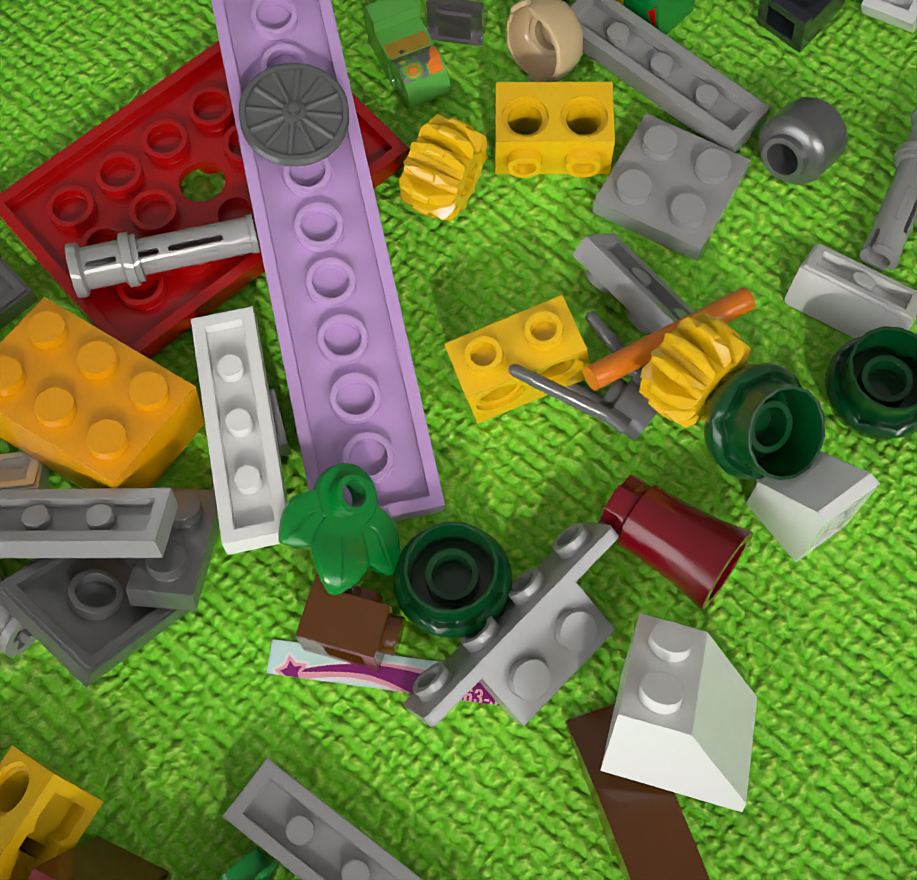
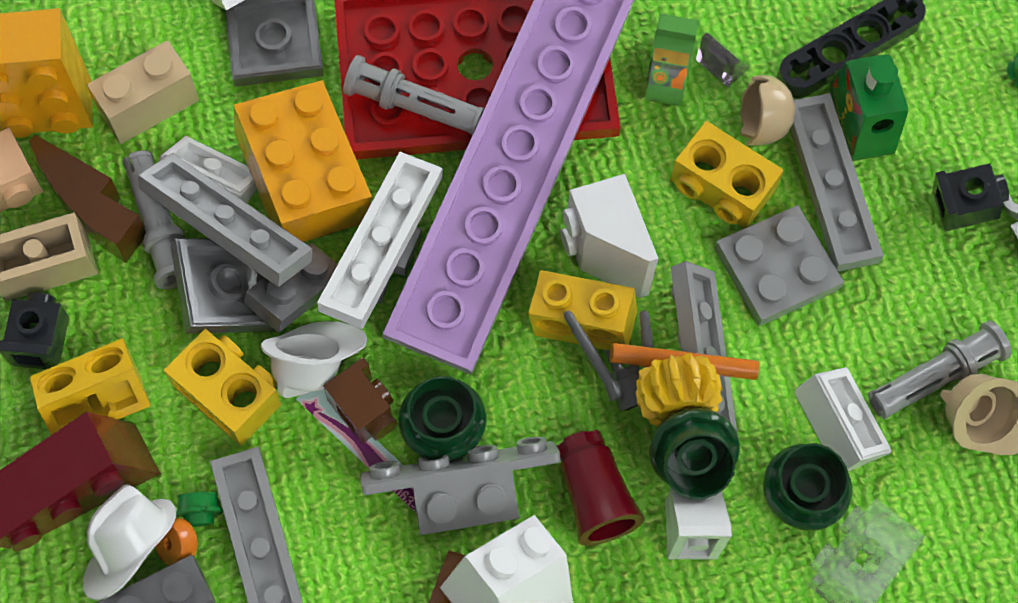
camera: 30 degrees right, 0 degrees up
(171, 731) = (216, 393): none -> yellow brick
(253, 611) = (311, 355): none -> white piece
(294, 114) = (553, 61): dark grey wheel -> none
(340, 535) = (390, 344): green plate -> none
(443, 167) = (631, 150): yellow gear -> none
(489, 258) = (609, 235): none -> white slope
(802, 140) = (887, 292): flat silver head -> none

